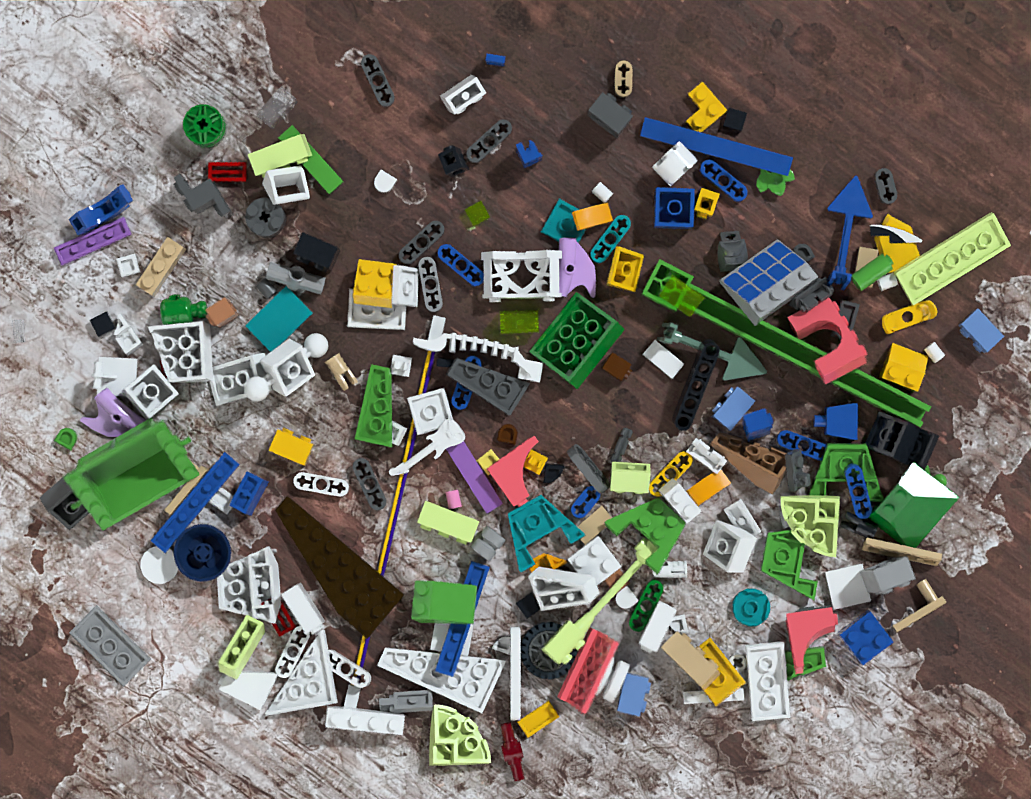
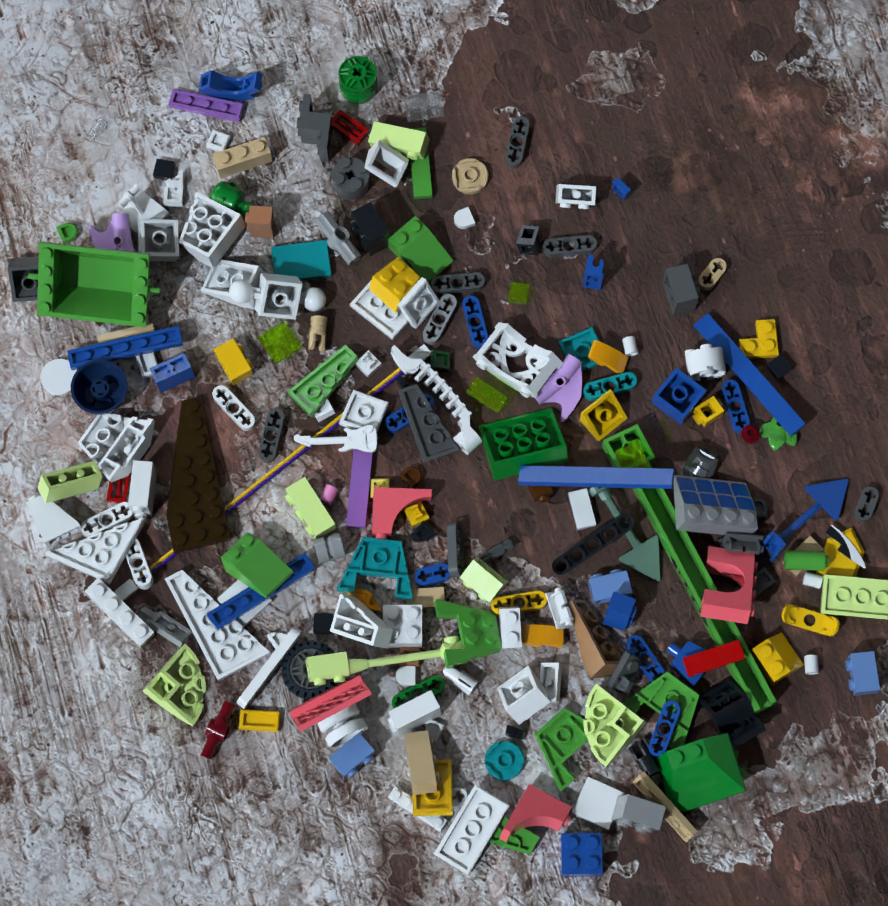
camera: 40 degrees right, 15 degrees down
(266, 288) = (309, 231): dark grey hinge -> none
(314, 401) = (279, 342): none -> clear neon green piece
(361, 140) = (470, 176): none -> tan tile
(370, 238) = (419, 249): none -> bright green slope
(457, 319) = (440, 360): none -> dark green tile
(661, 331) = (596, 477): none -> blue tile
(743, 580) = (515, 732): none -> black tile
(753, 197) = (750, 434): none -> dark red plate
(858, 409) = (713, 658): none -> red tile
(933, 603) = (658, 871): tan piece -> none

